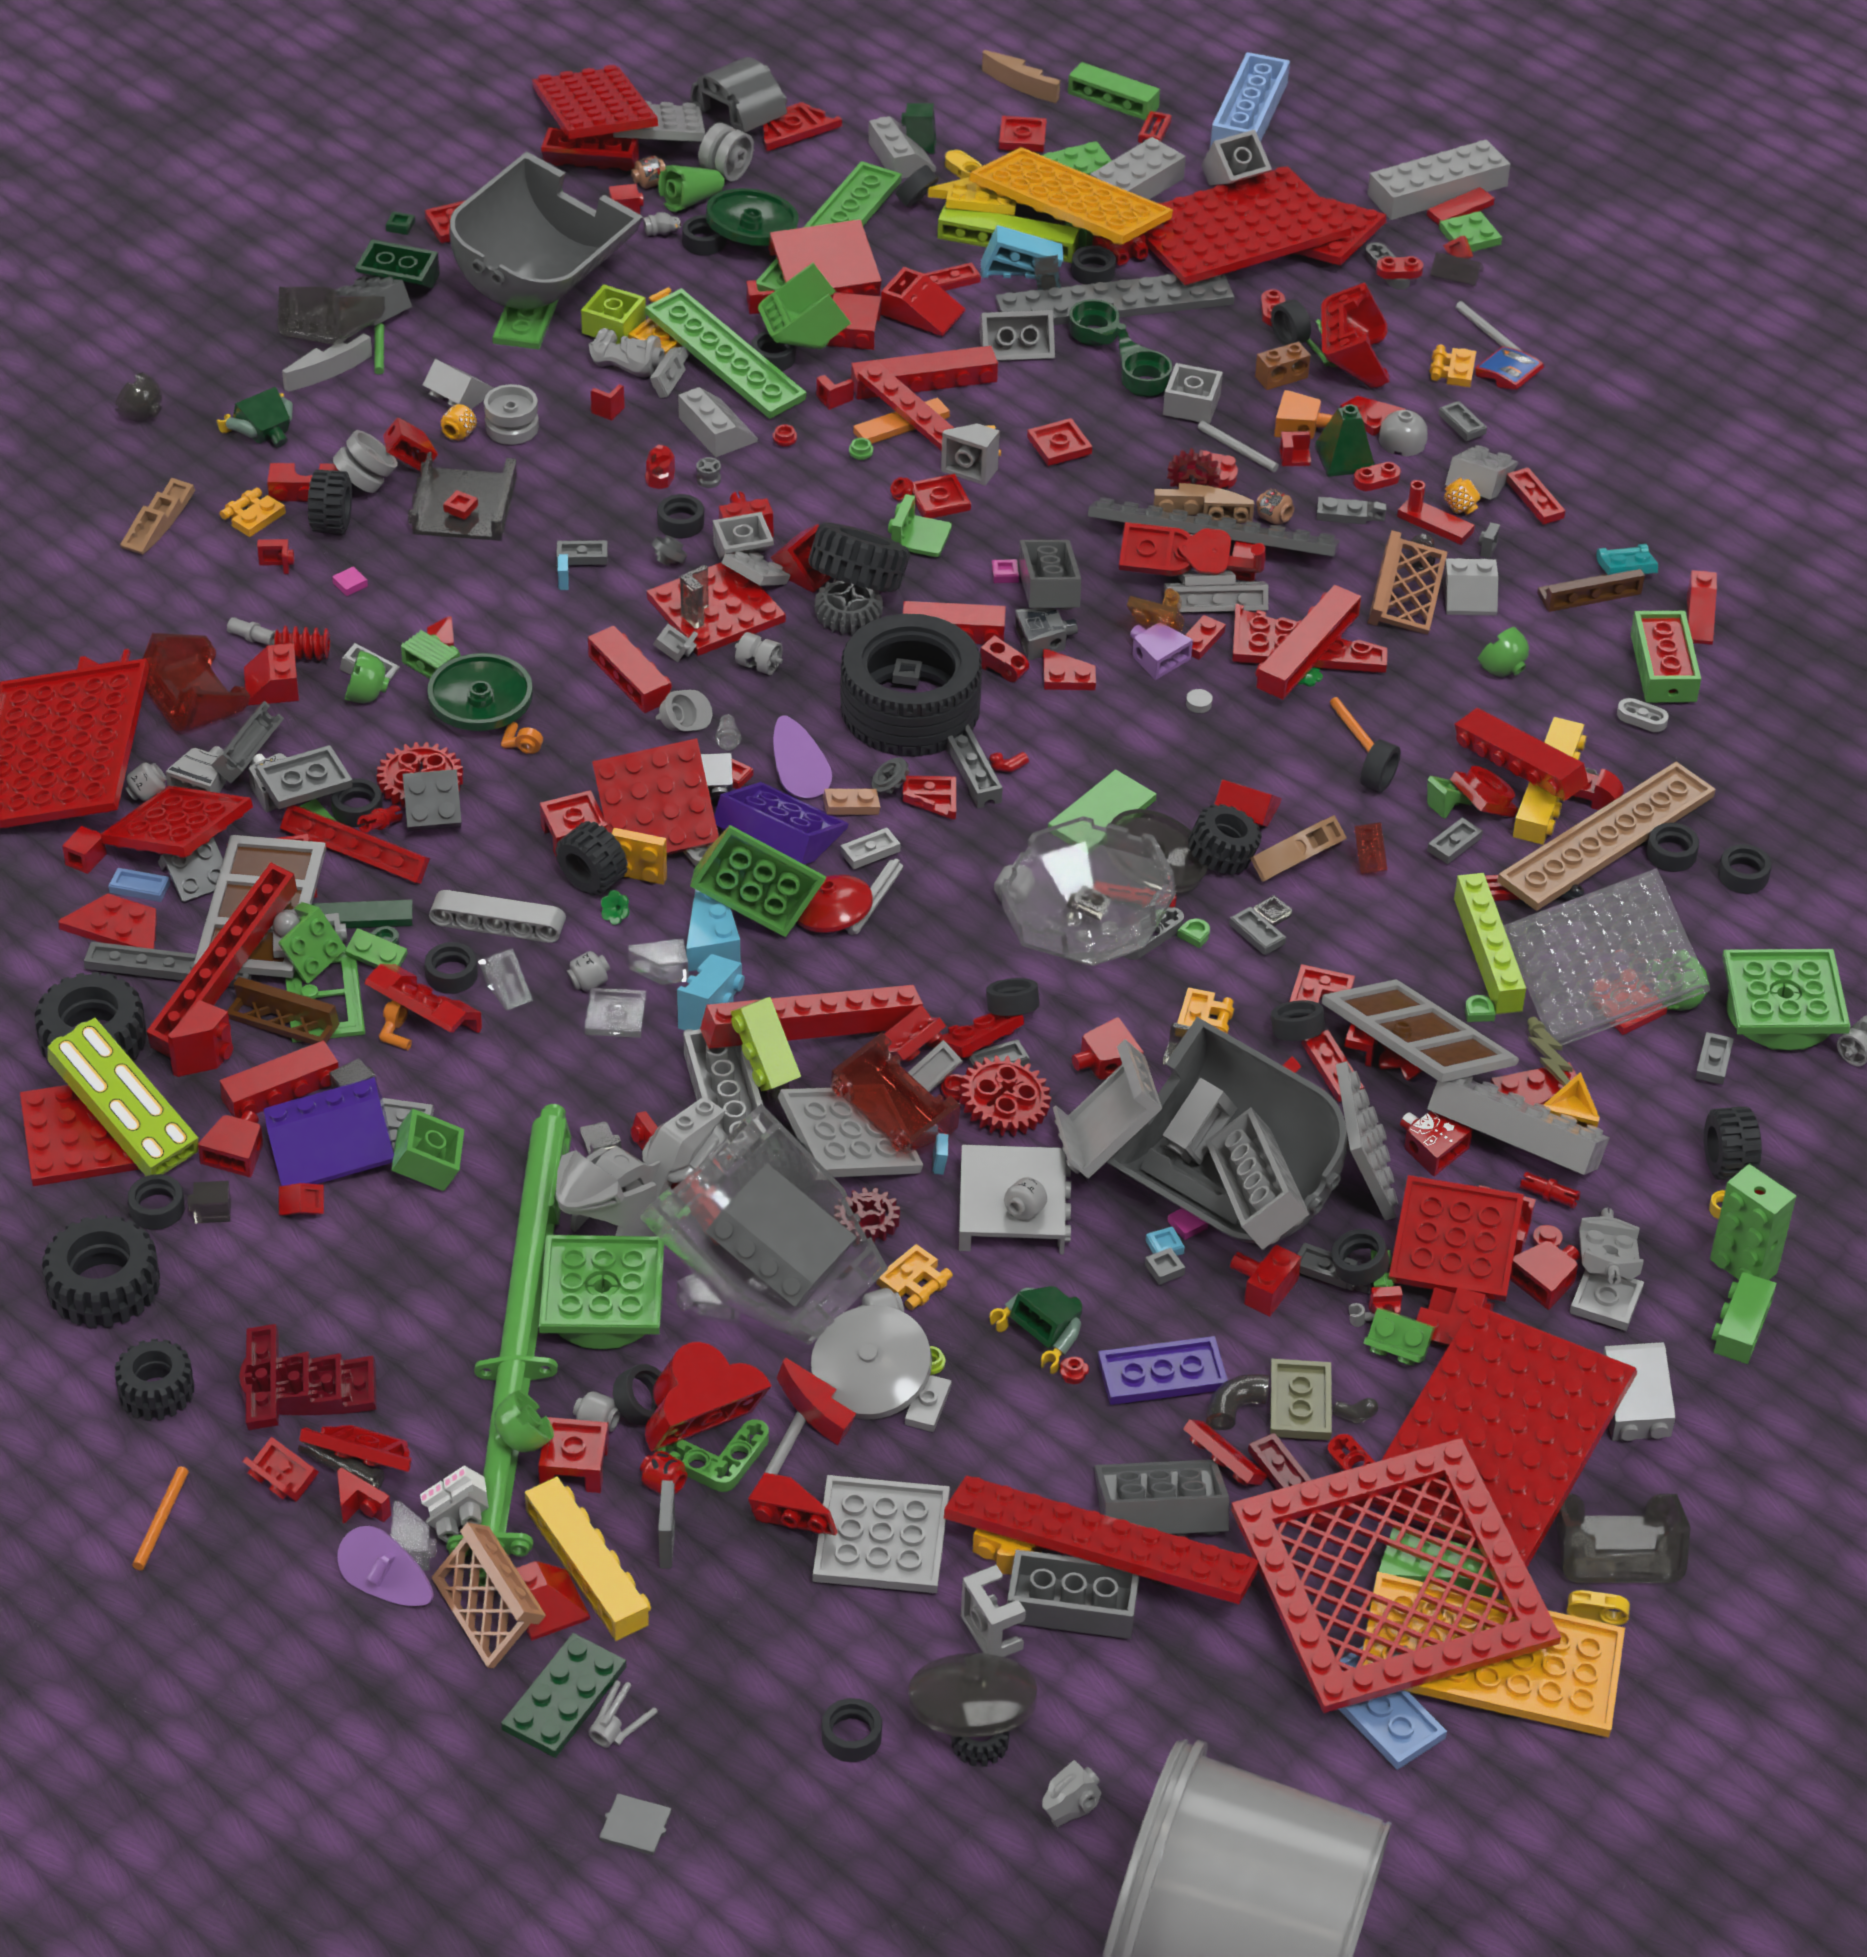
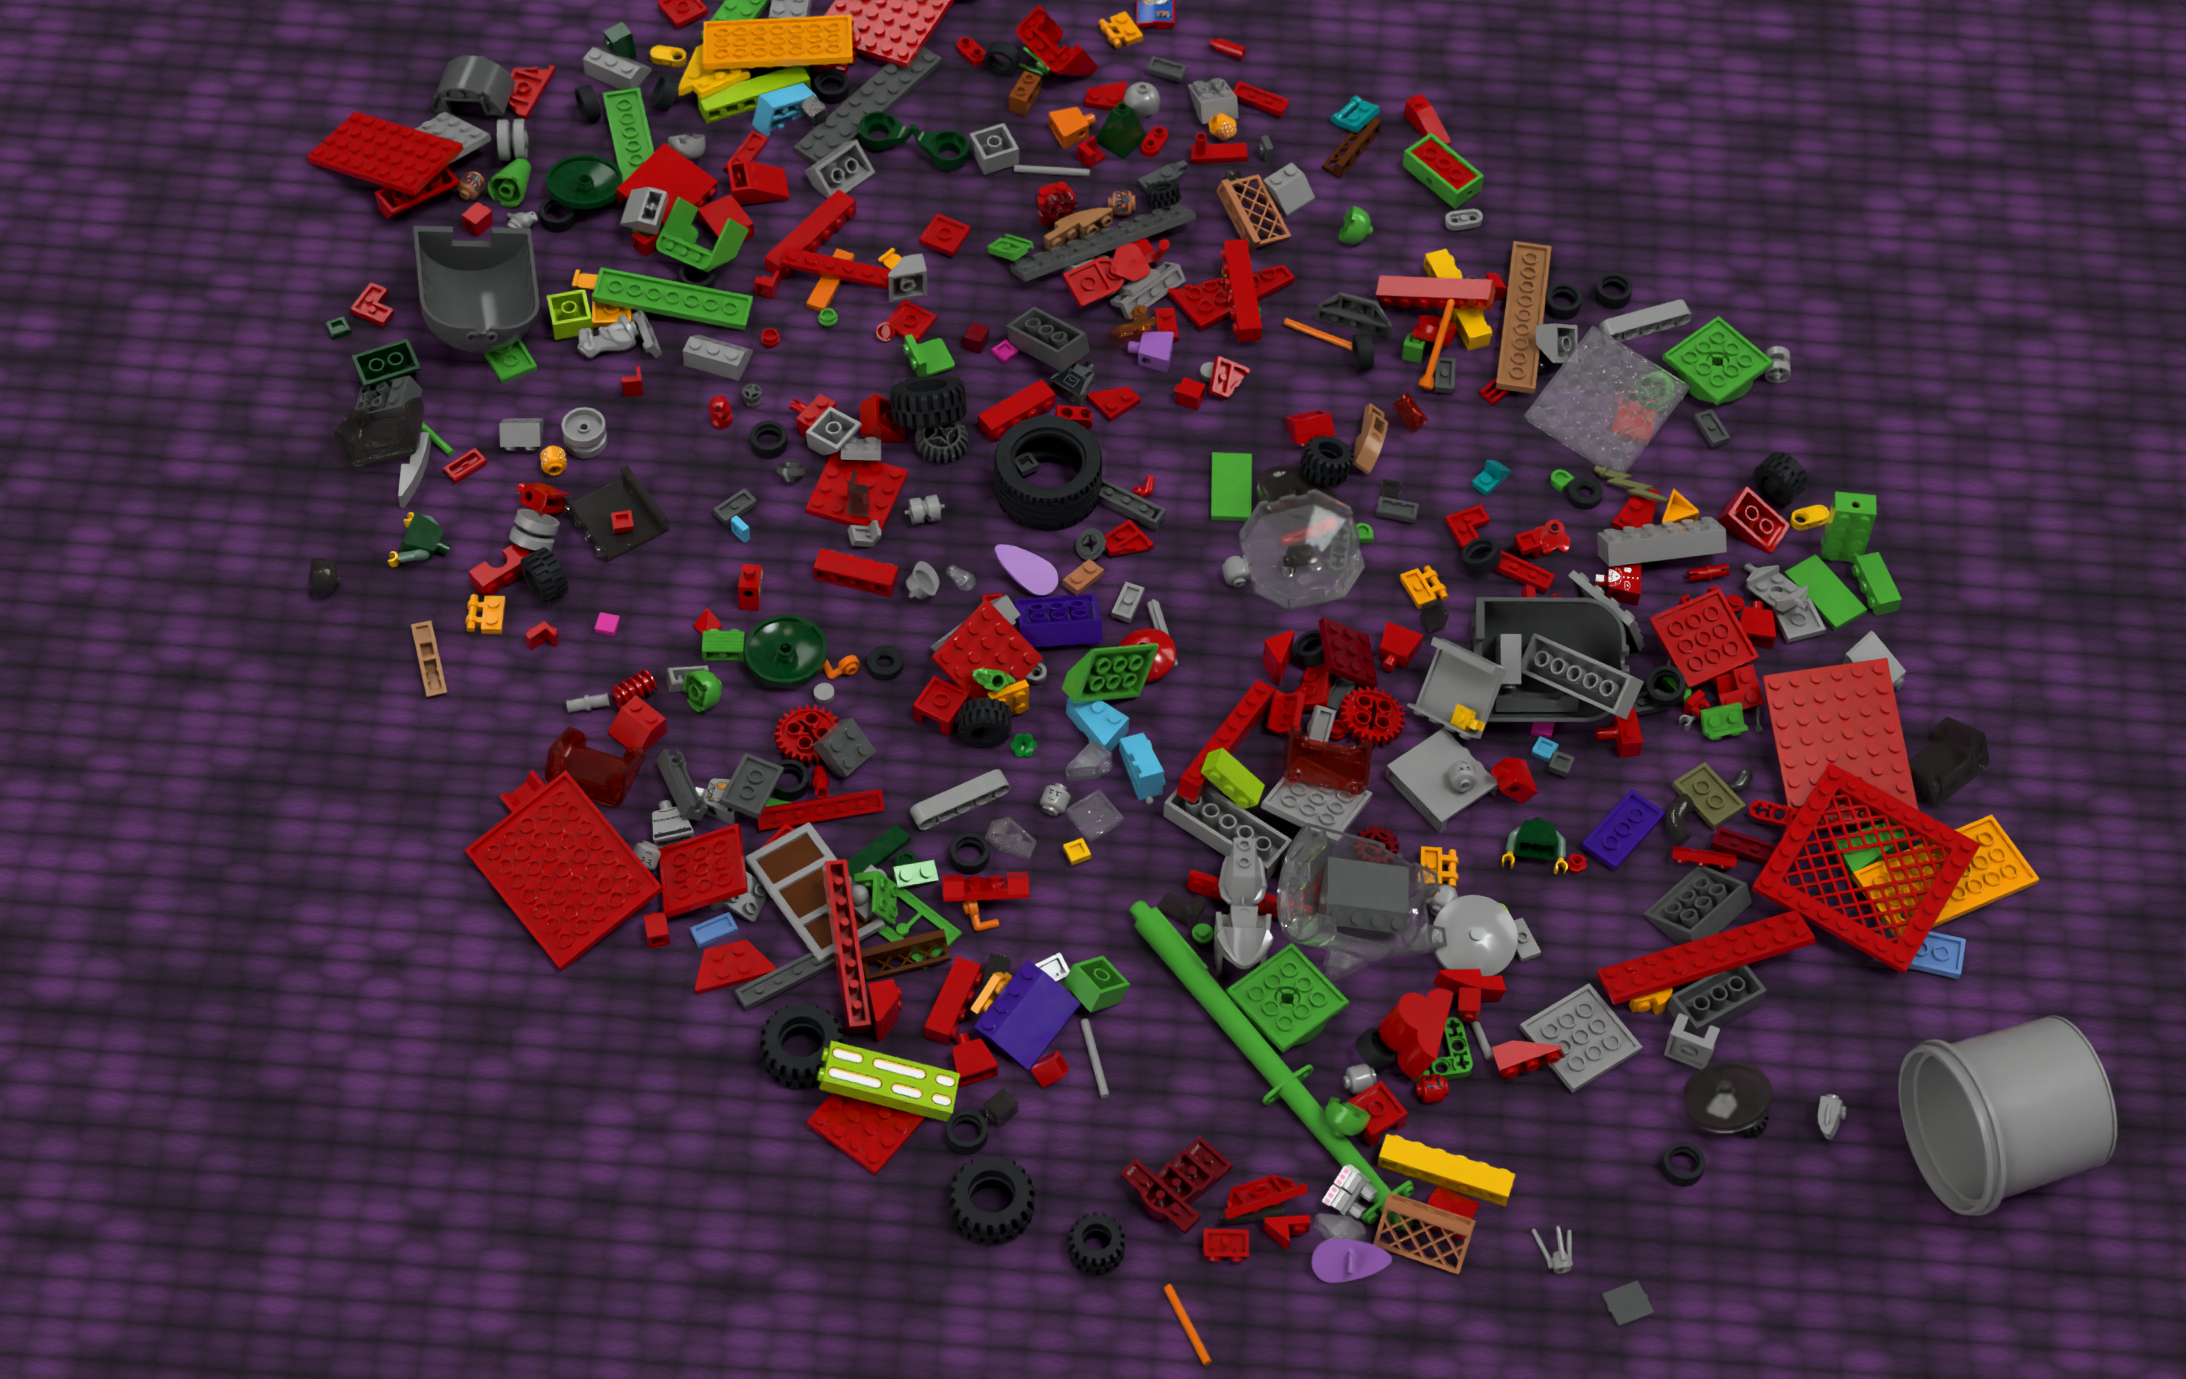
camera: 40 degrees left, 10 degrees up
(309, 1082) = (991, 992): none -> light orange plate
(358, 1222) = (1099, 1075): none -> light grey bar
(379, 387) = (467, 468): none -> red tile
(479, 752) = (824, 693): none -> light grey tile
(512, 620) = (752, 580): none -> red torso
(557, 1030) = (1077, 851): none -> yellow plate
(563, 1695) = (1515, 1259): plate -> none
(568, 772) = (885, 673): none -> black tyre
(632, 817) = (992, 678): none -> bright green animal
(666, 1524) = (1474, 1118): dark grey tile -> none
(776, 263) = (645, 209): none -> light grey slope
(790, 1418) = (1469, 1004): none -> red brick
(833, 159) = (587, 103): none -> black tyre
(886, 241) = (688, 146): none -> light grey cylinder
(940, 1153) = (1376, 779): medium azure tile -> none
(966, 979) = (1278, 654): none -> red slope
(986, 541) = (975, 338): none -> dark red piece
(1039, 1019) = (1347, 653): none -> dark red plate
(1084, 1144) = (1465, 719): none -> yellow plate
(1087, 1241) = (1514, 779): none -> red torso
(1110, 485) = (1010, 247): none -> bright green plate
(1152, 706) = (1189, 393): none -> red brick
(1207, 712) = (1226, 377): none -> wing
(1326, 519) = (1163, 194): none -> black tyre
(1405, 961) = (1490, 477): none -> teal slope
(1411, 730) = (1355, 314): none -> dark grey wedge
(1419, 1030) = (1558, 518): light grey door -> none
(1428, 832) = (1427, 381): none -> orange piece
(1490, 943) = (1530, 432): lime brick -> none
(1498, 1023) = (1584, 482): none -> black tyre
(1553, 436) = (1228, 48): none -> red cylinder
(1595, 1607) = (1967, 812): yellow piece -> none
(1609, 865) = (1557, 340): none -> light grey slope
(1660, 1170) = (1753, 521): none -> red slope
(1674, 1292) = (1828, 594): none -> bright green tile
(1749, 917) = (1647, 321): none -> light grey beam

